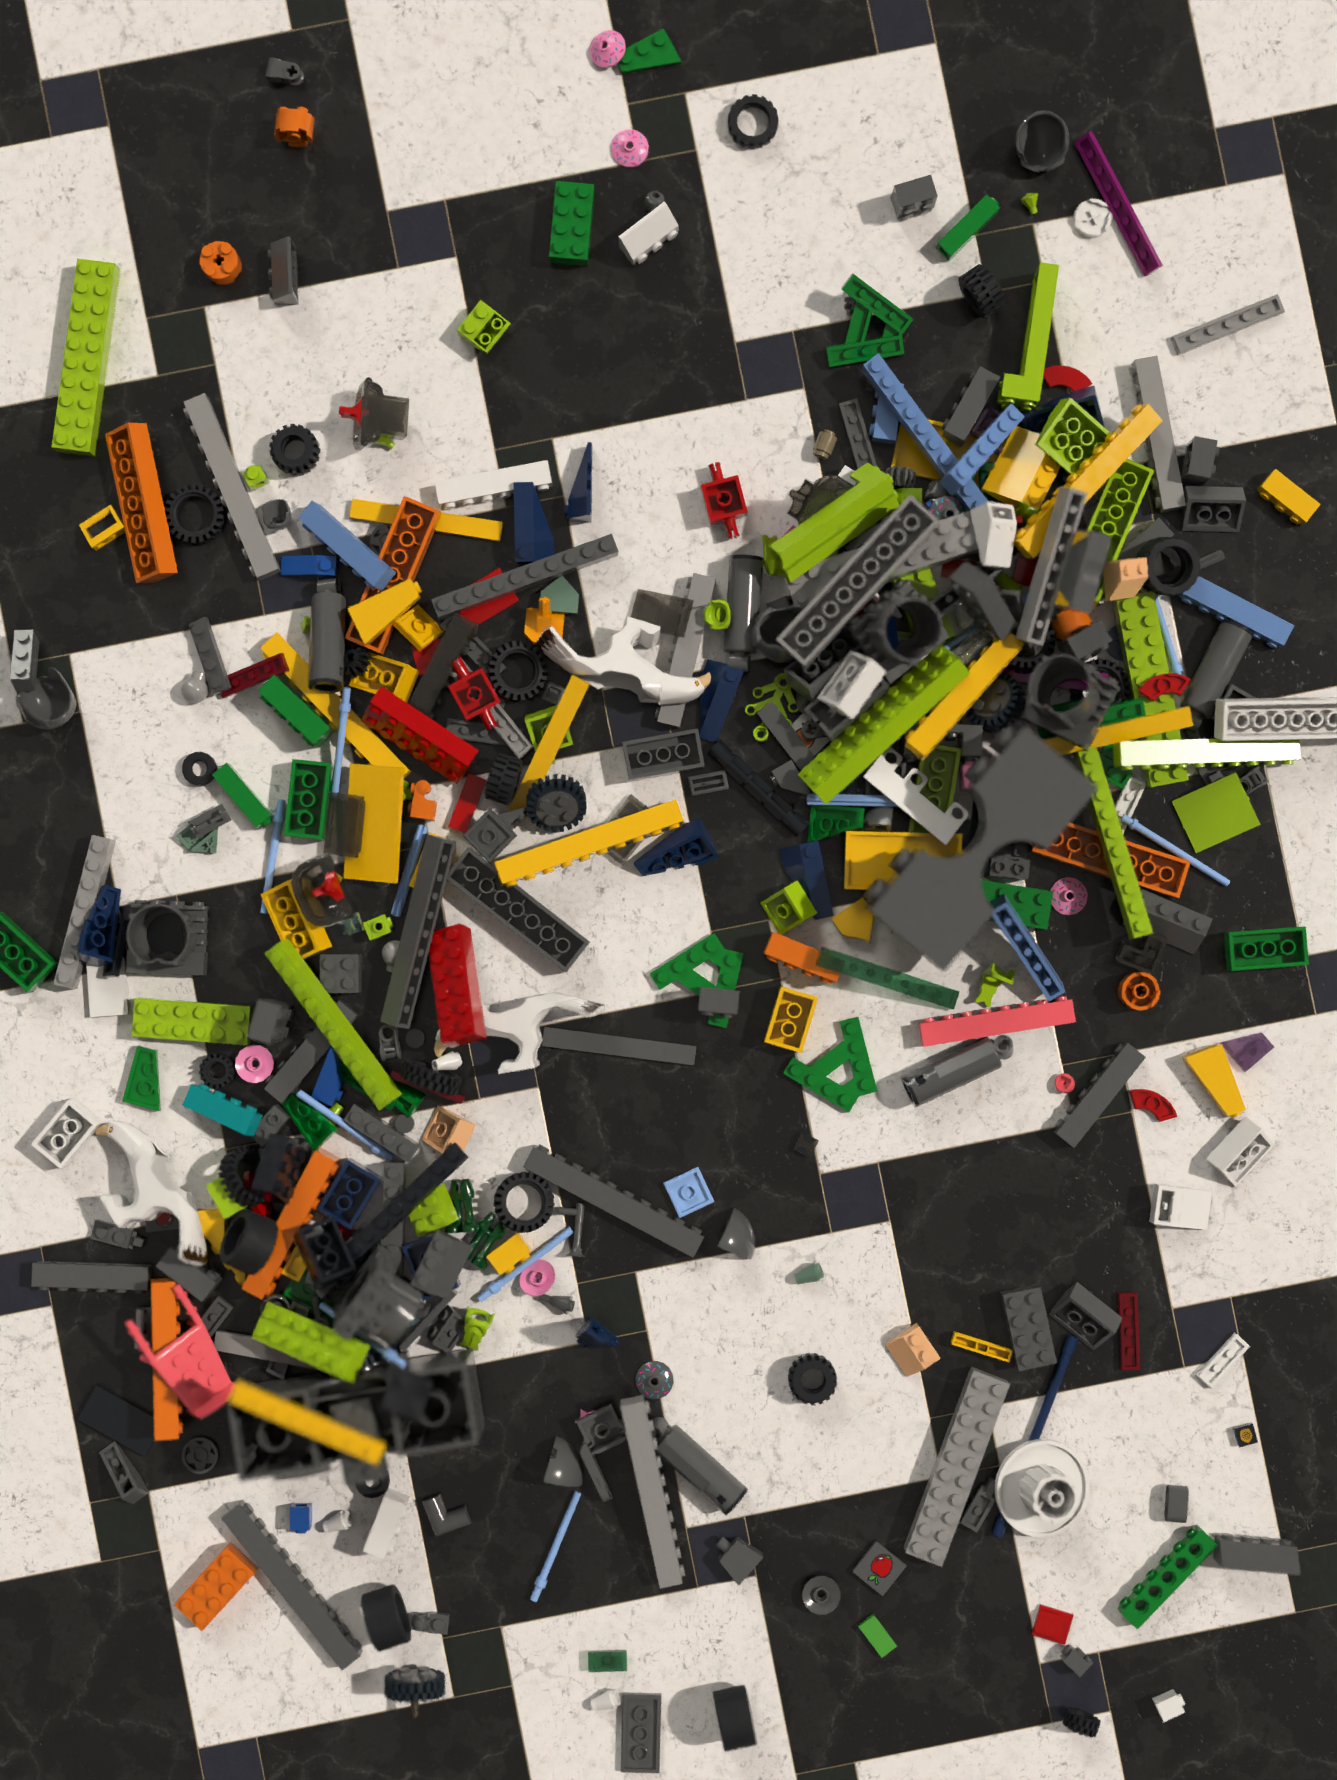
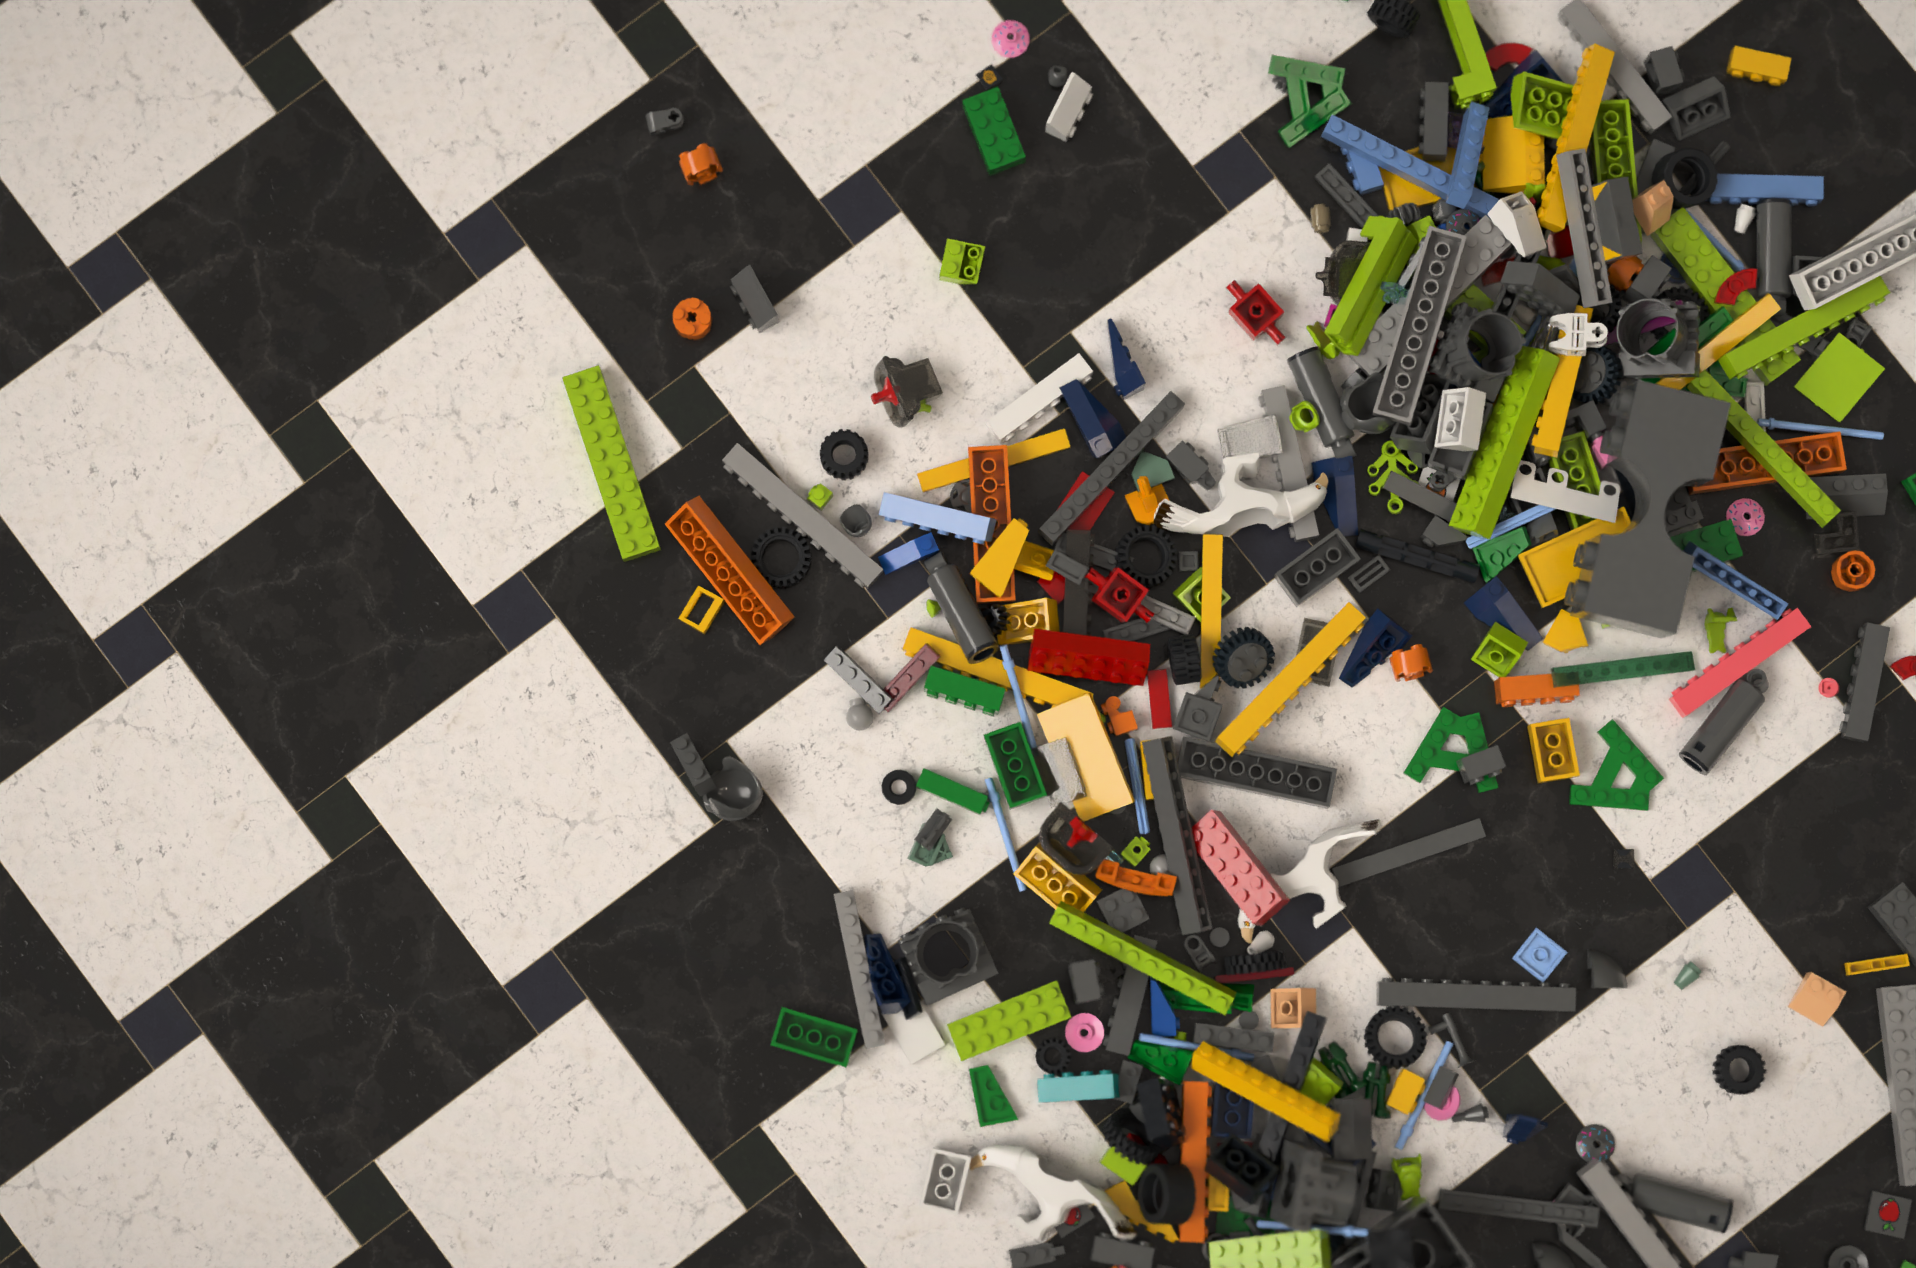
camera: 30 degrees left, 5 degrees down
(361, 952) = (1136, 881): none -> orange slope
(379, 1195) = (1265, 1091): none -> yellow brick
(439, 646) = (1067, 567): none -> dark grey tile
(542, 1265) = (1441, 1087): none -> dark grey tile
(556, 1404) = (1519, 1208): none -> dark grey tile
(593, 173) = (989, 77): none -> black tile
(596, 609) = (1190, 466): none -> dark grey hinge
(703, 880) = (1410, 663): none -> orange brick
(851, 540) = (1393, 292): none -> clear light blue tile
(1003, 663) = (1586, 337): none -> white piece
(1204, 628) = (1743, 218): none -> white cone

